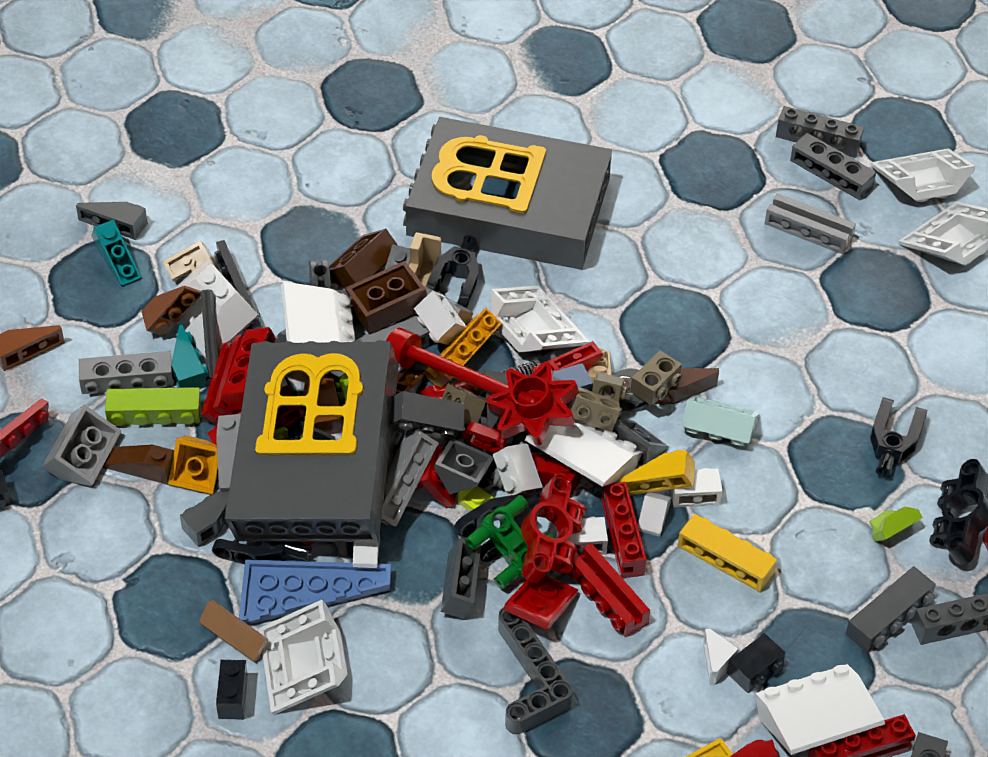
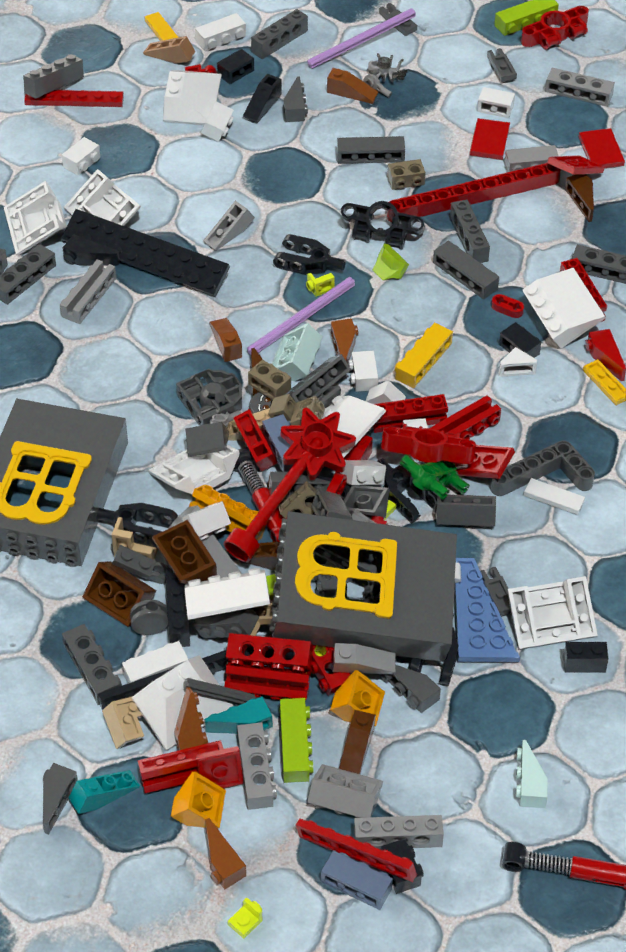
camera: 90 degrees left, 0 degrees up
(22, 492) = (418, 831): none -> light grey brick
(69, 621) = (533, 781): none -> light aqua slope
(86, 327) = (198, 801): none -> light orange slope
(117, 333) = (221, 766): none -> red tile
(129, 310) = (173, 767): none -> red brick
(233, 630) = (527, 662): medium nougat tile -> none
(262, 290) = (154, 662): none -> white brick
(270, 239) = (74, 642): none -> dark grey brick
(347, 606) = (498, 590): none -> dark grey hinge
(492, 685) = (554, 496): none -> white tile
(569, 325) = (206, 438): none -> dark grey slope
(604, 342) = (225, 418): none -> light grey plate
(655, 322) = (219, 384): none -> dark grey connector
(665, 431) = (320, 378): none -> dark grey brick
(665, 472) = (363, 376): yellow slope -> none
(744, 351) = (227, 339): none -> dark orange slope
(745, 468) = (344, 337): none -> dark orange slope
(793, 430) = (302, 315): none -> lavender axle
(826, 655) = (507, 306): none -> red beam
(845, 447) = (320, 285): none -> neon yellow bracket
(876, 217) = (86, 252): none -> black slope
(879, 274) = (151, 253): none -> black plate
(942, 356) = (229, 226): none -> light grey slope

